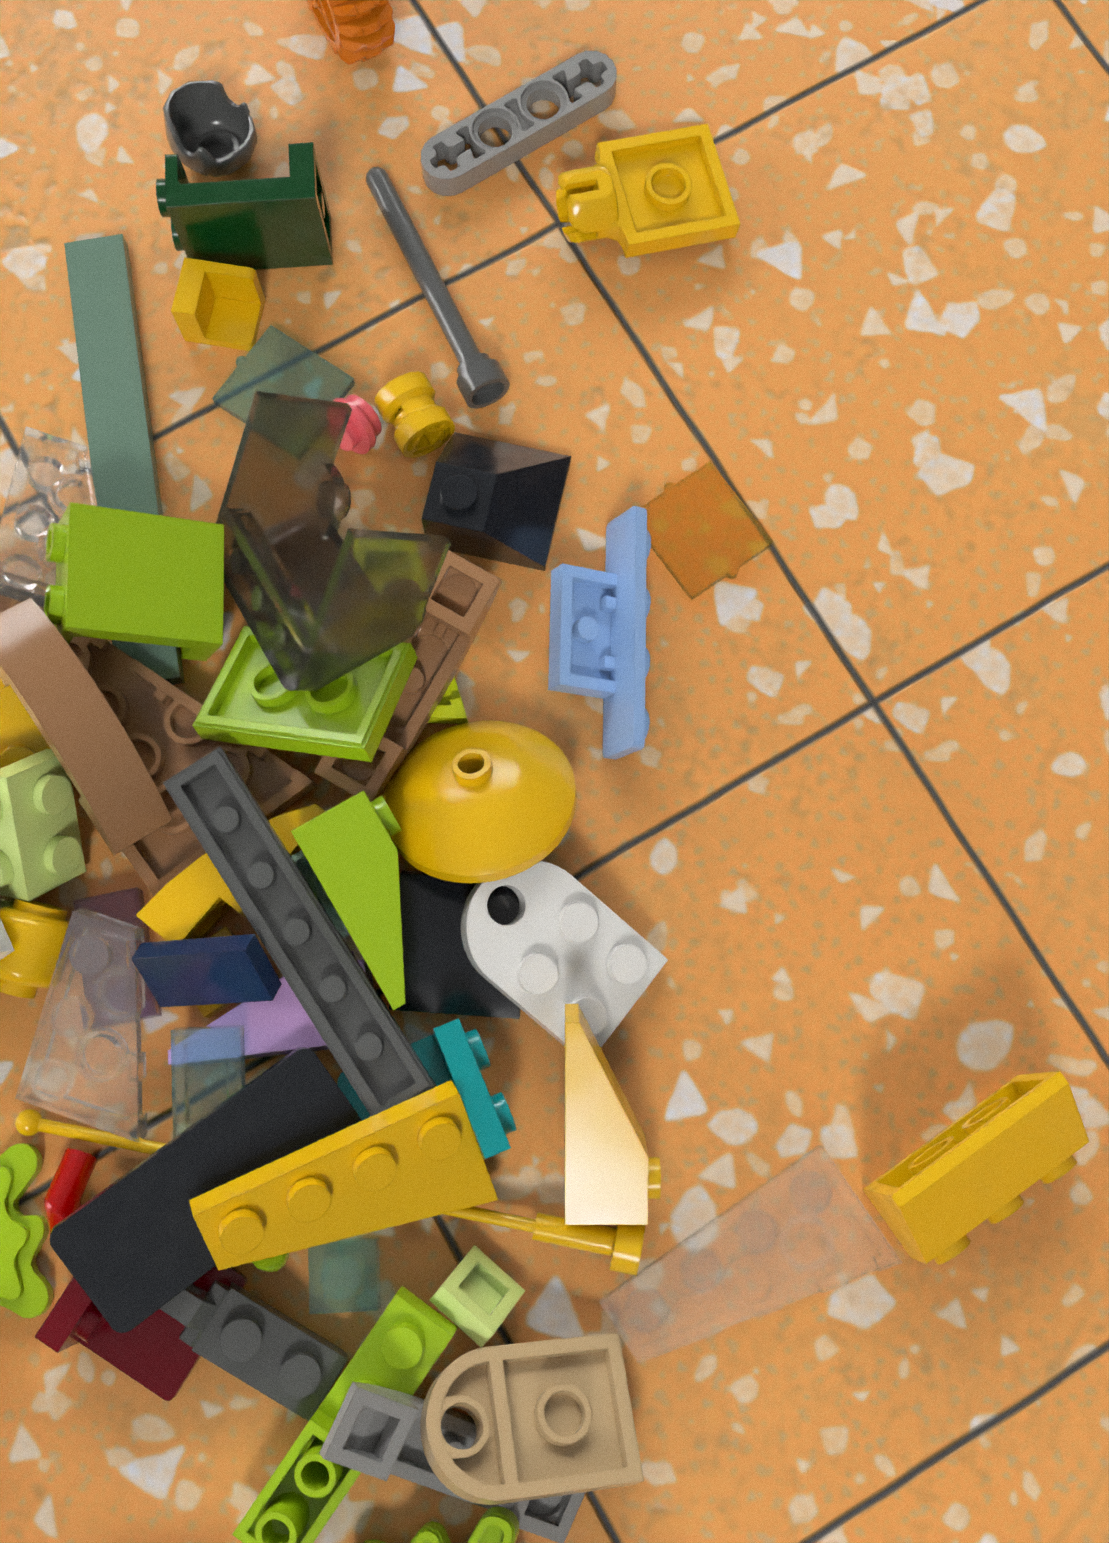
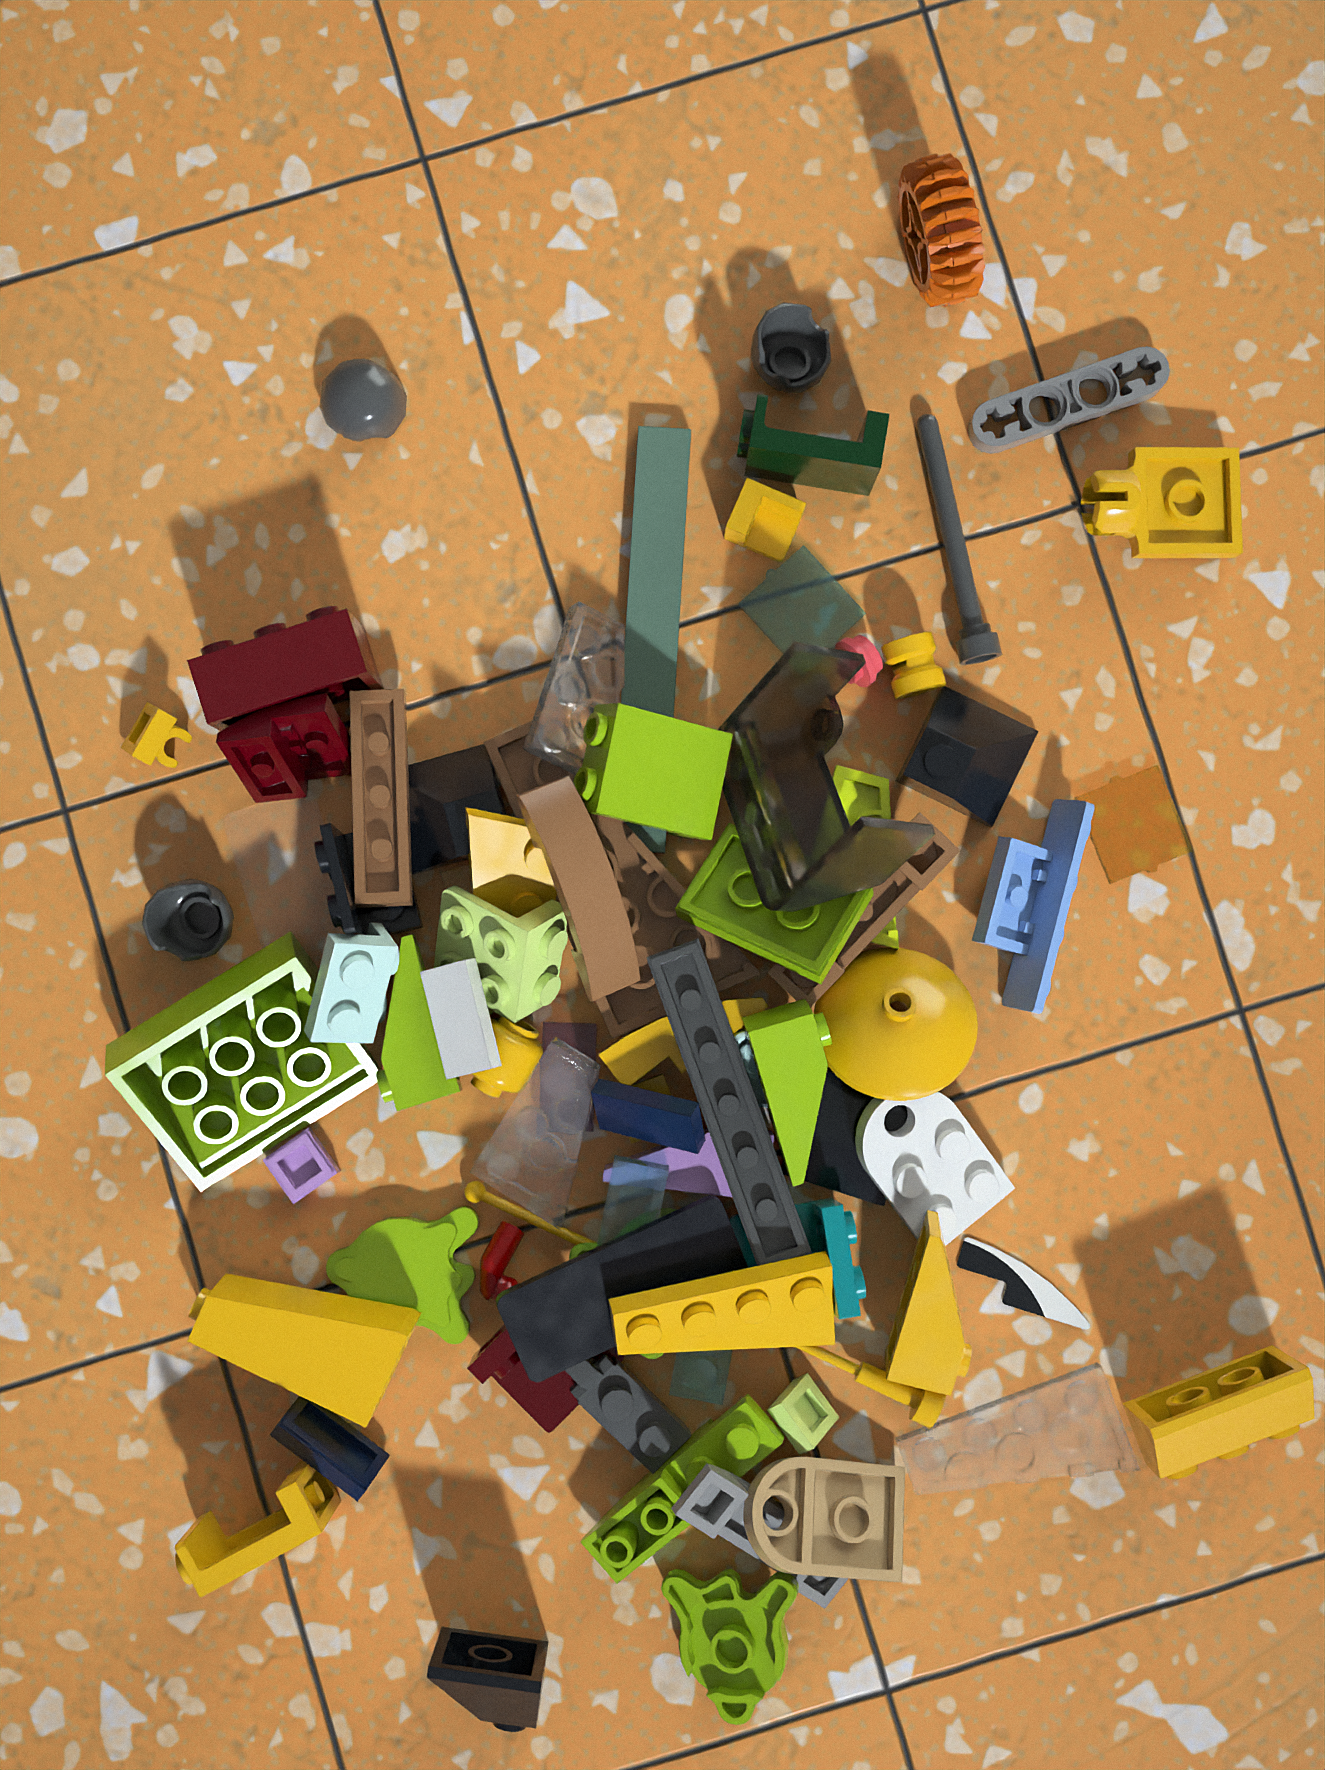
camera: 15 degrees right, 10 degrees up
(710, 1077) = (1024, 1287): none -> sticker

